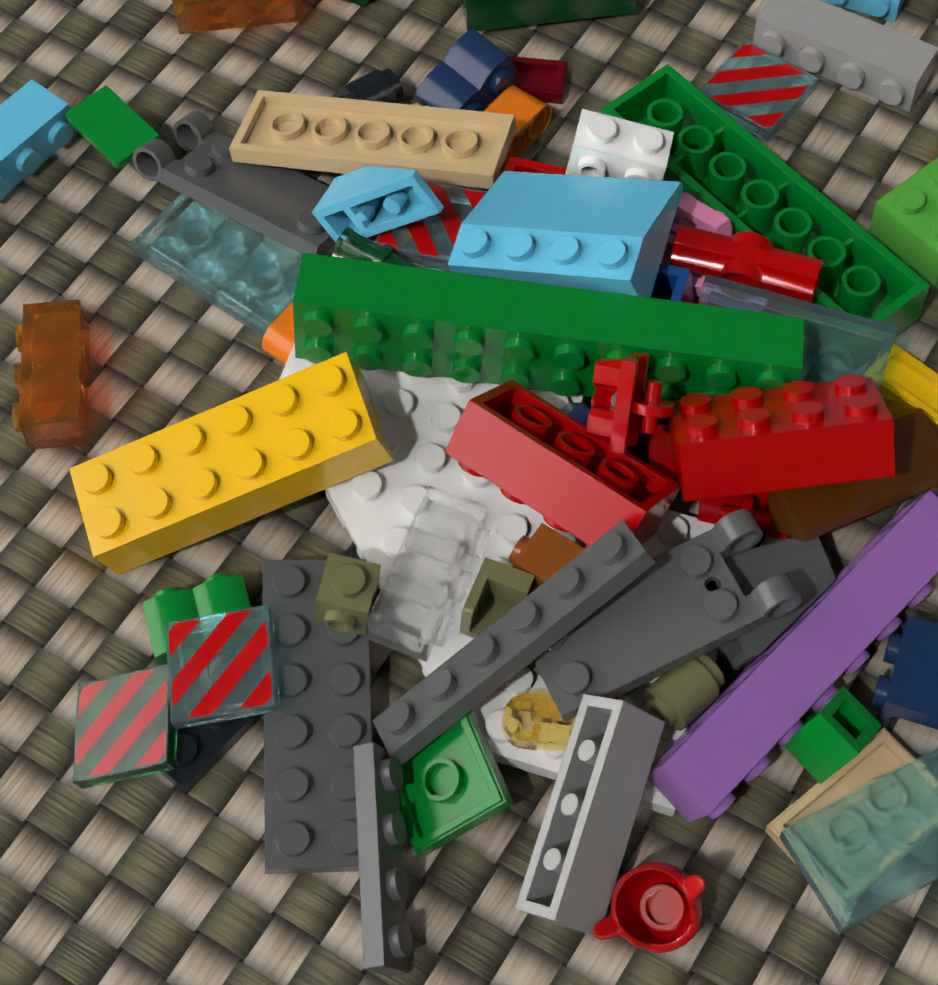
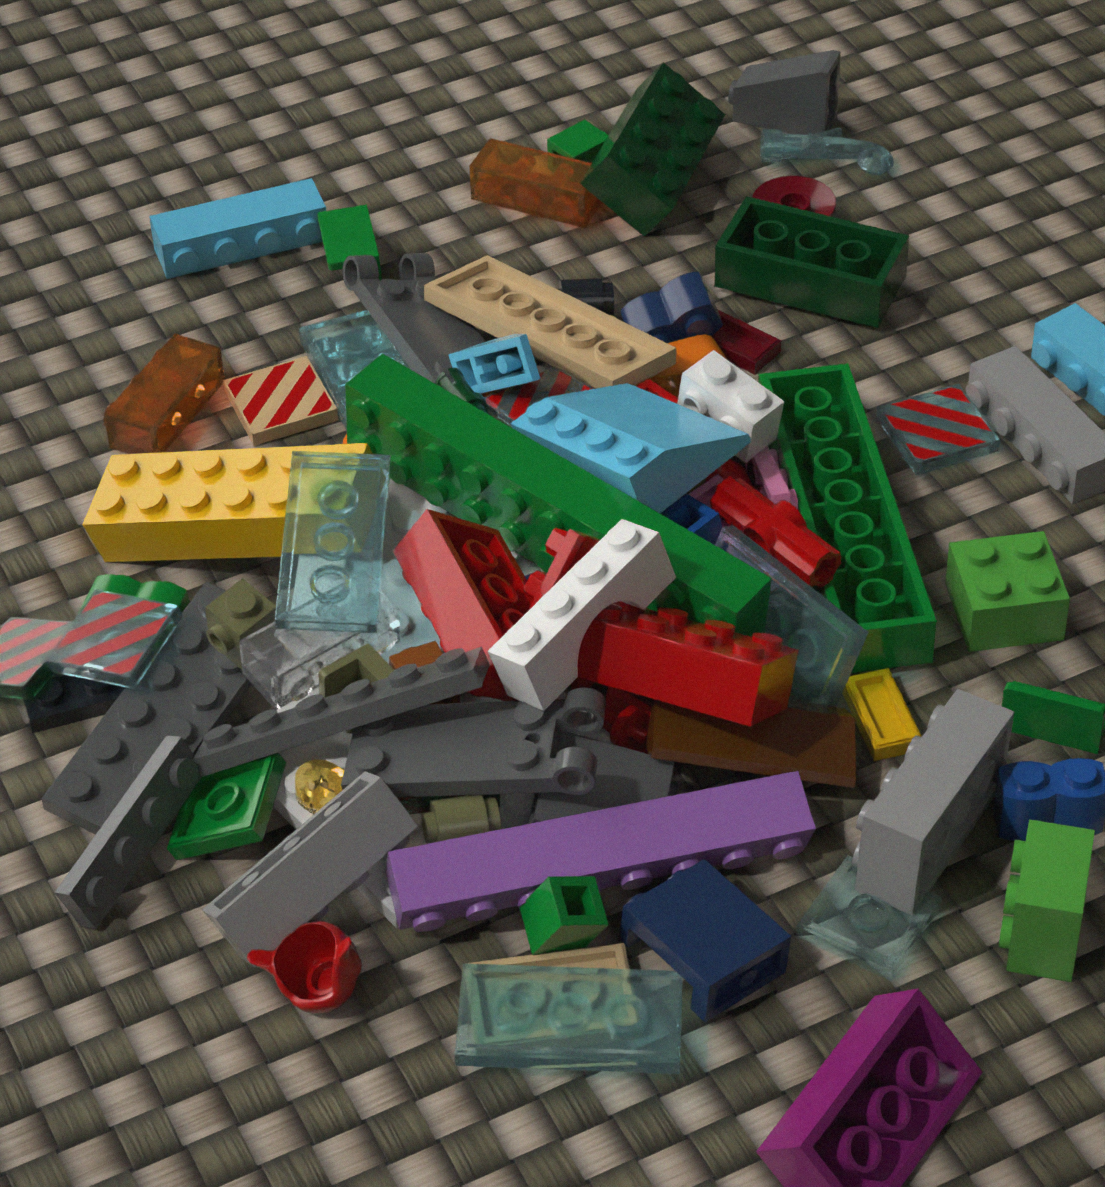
camera: 30 degrees right, 15 degrees down
(162, 324) = (280, 400): none -> tan tile
(393, 472) = (333, 542): none -> clear light blue tile
(681, 480) = (542, 649): none -> white arch

